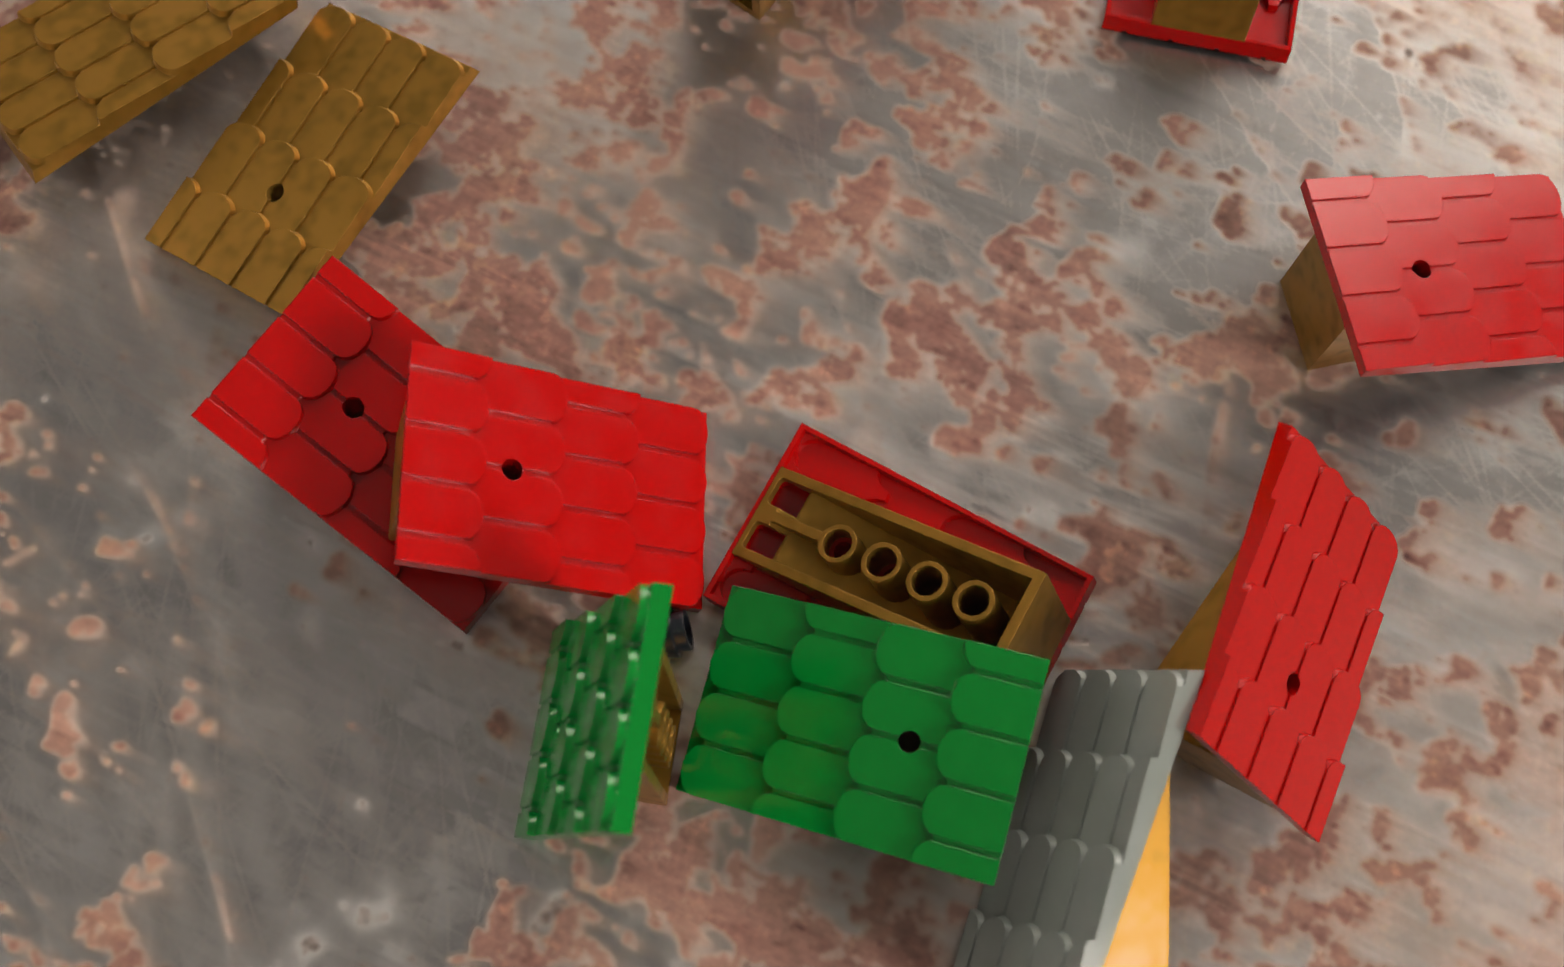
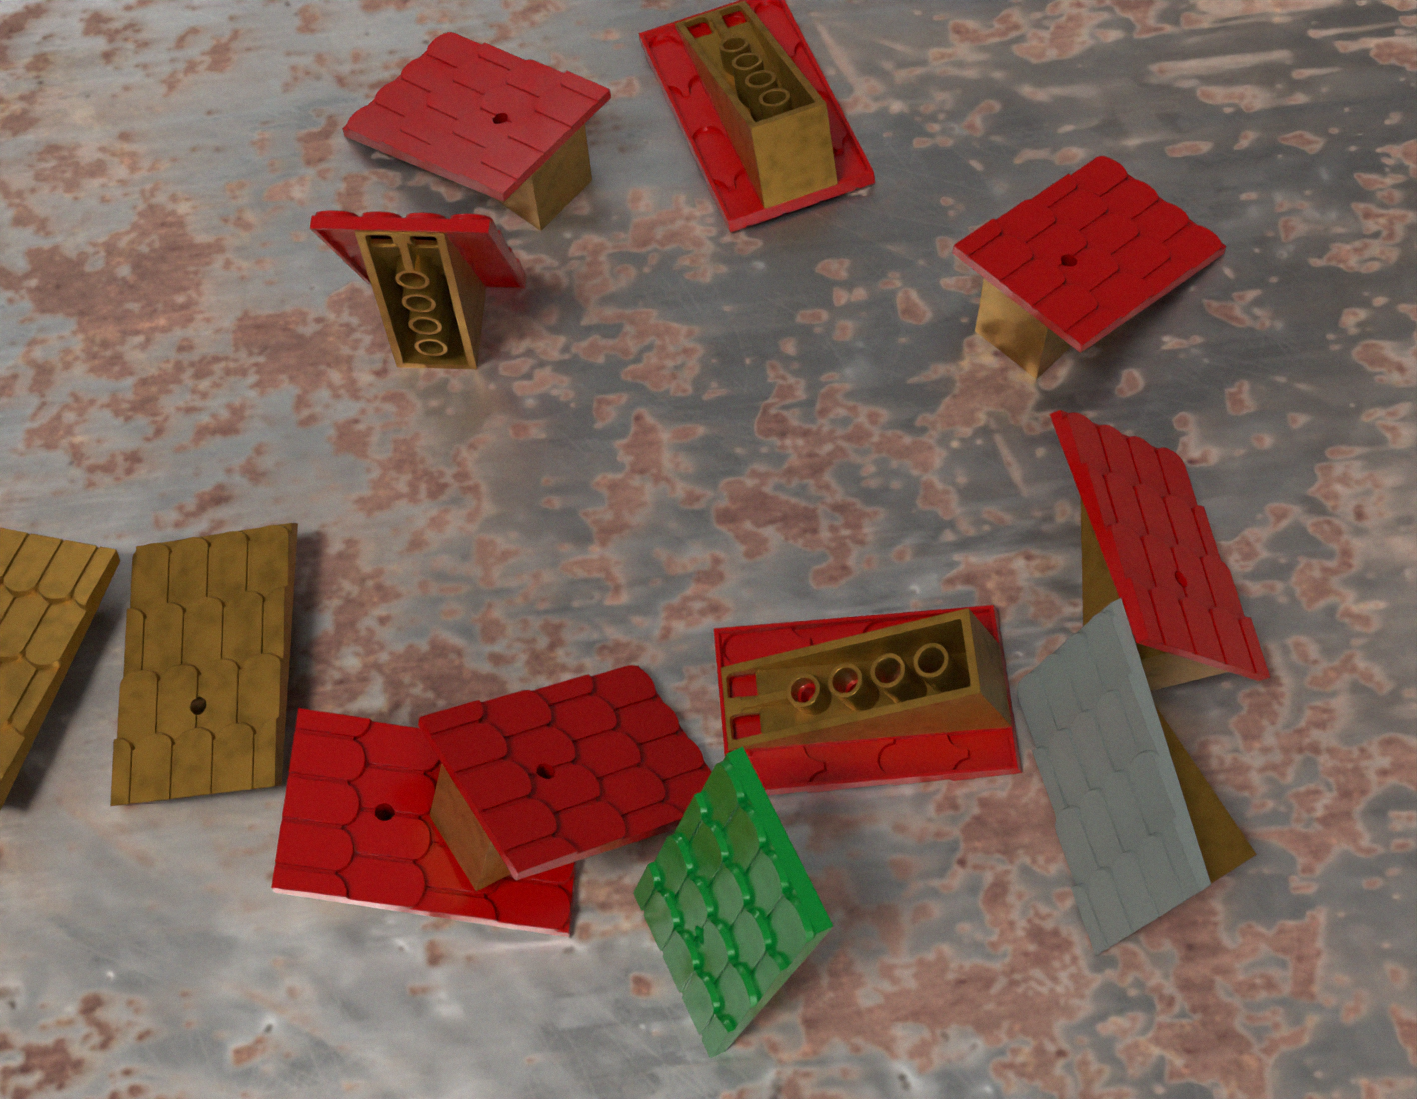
camera: 30 degrees left, 10 degrees down
(810, 722) = (876, 803): green piece -> none

